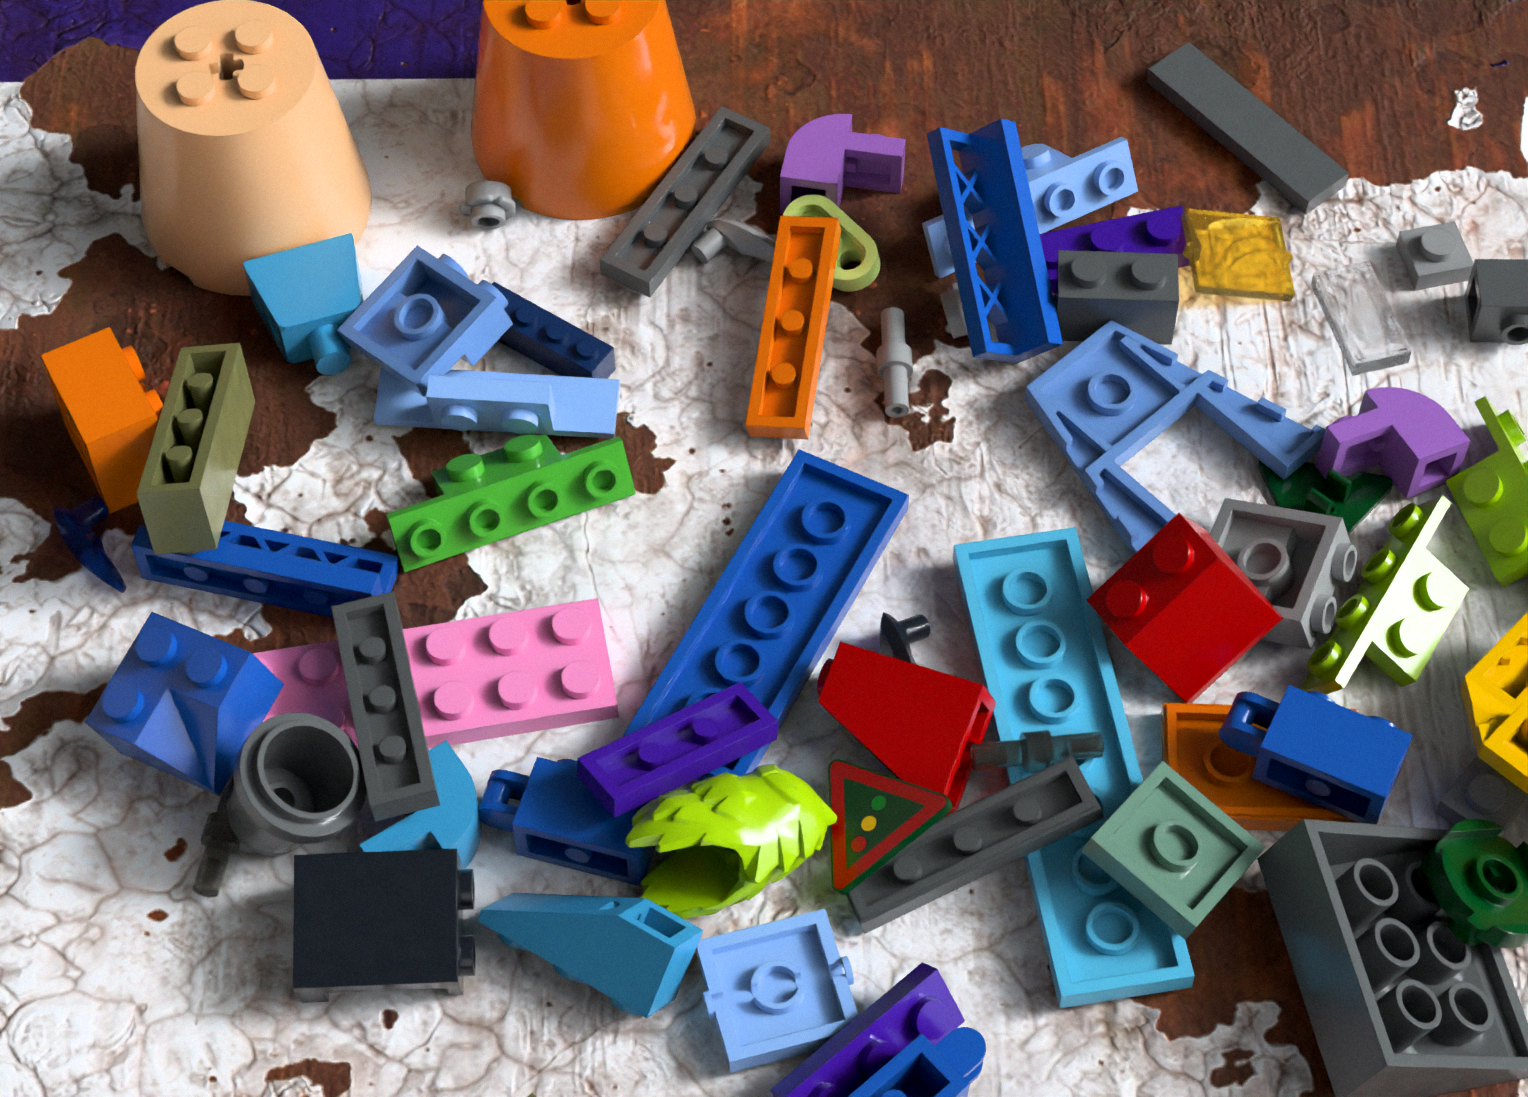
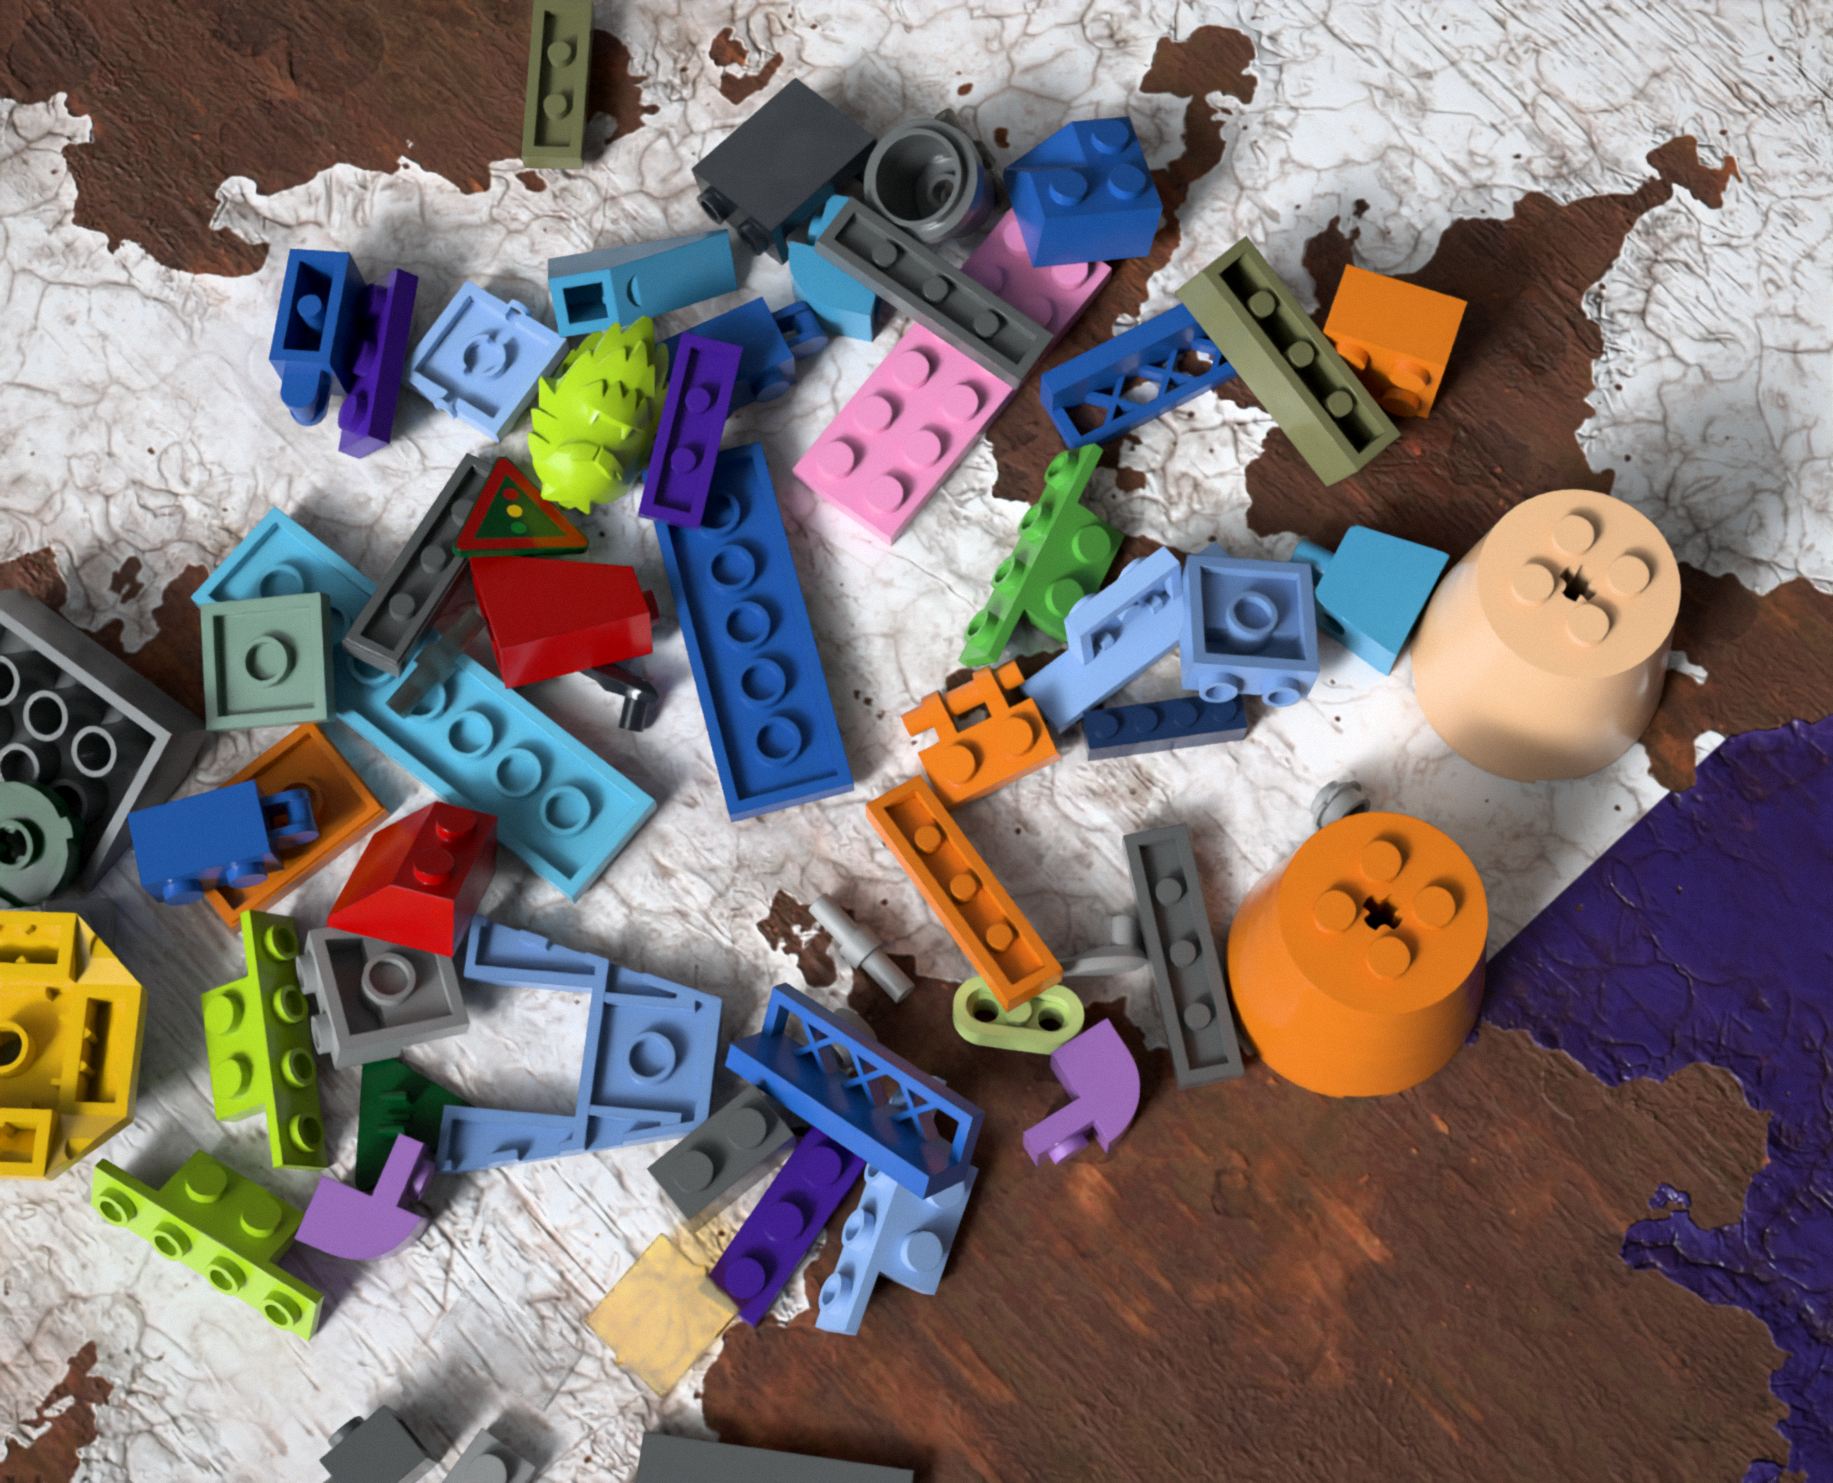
camera: 140 degrees right, 15 degrees up
(84, 544) = (1312, 271): clear blue bar -> none
(681, 405) = (986, 754): none -> orange plate

